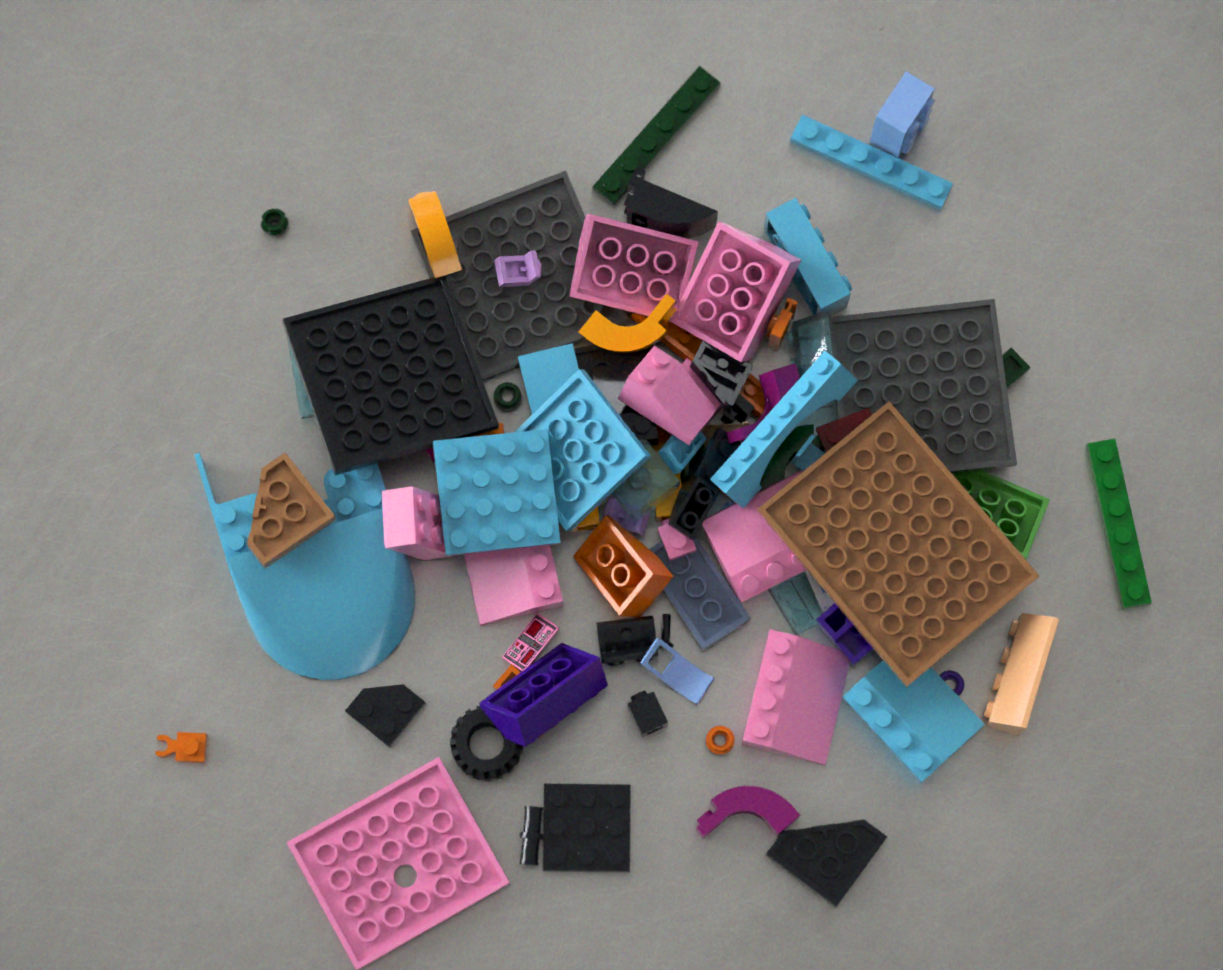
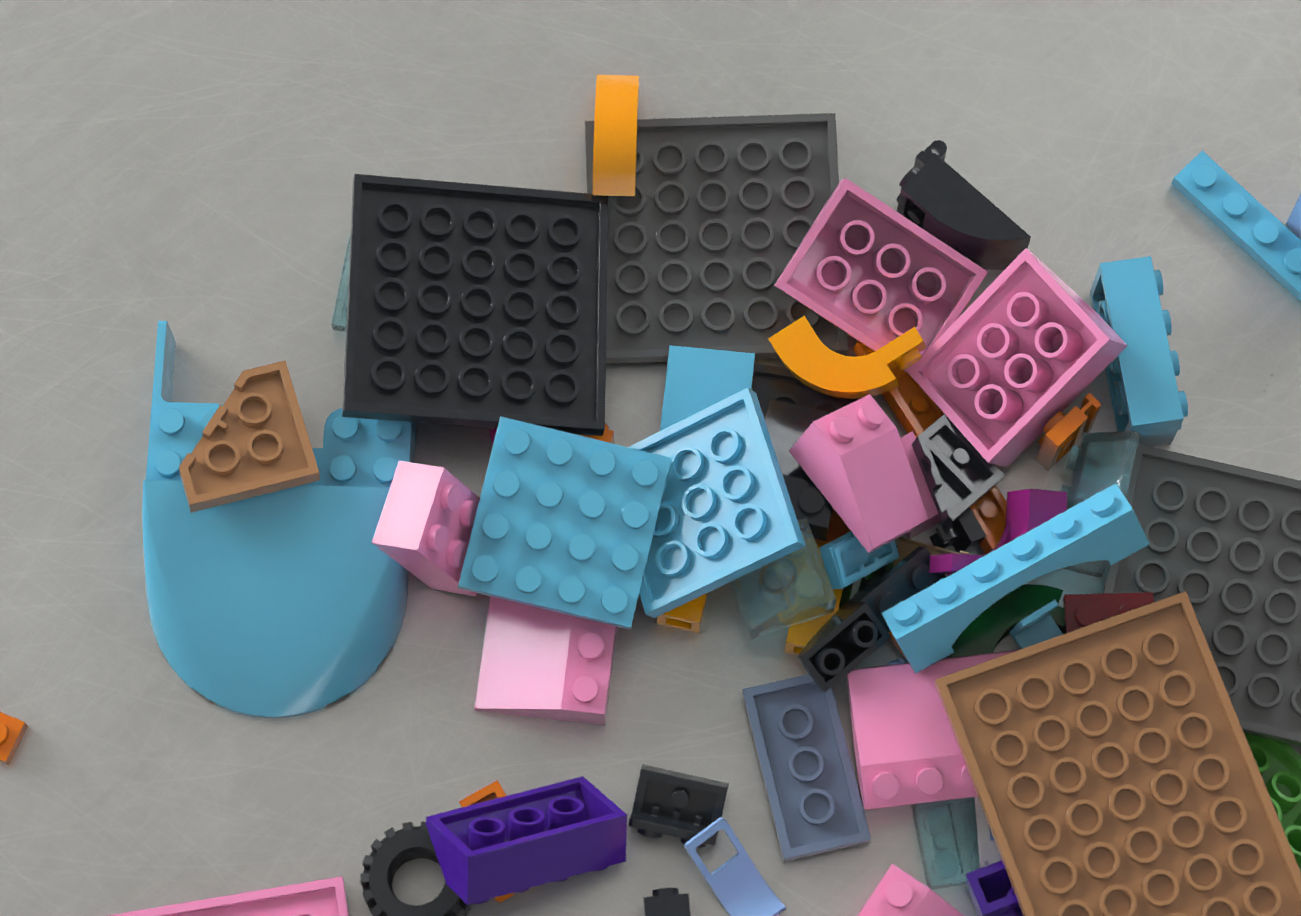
camera: 20 degrees right, 5 degrees down
(269, 216) = (396, 36): dark green plate -> none
(385, 710) = (293, 783): black plate -> none
(507, 387) = (635, 386): dark green plate -> none
(518, 269) = (715, 224): lavender bracket -> none
(531, 642) = (539, 760): slope -> none
(615, 510) = (729, 629): lavender bracket -> none
(622, 568) = (709, 699): orange slope -> none
(657, 134) = (985, 108): dark green plate -> none
(666, 620) = (741, 812): black piece -> none
(674, 542) = (798, 688): bright pink bracket -> none

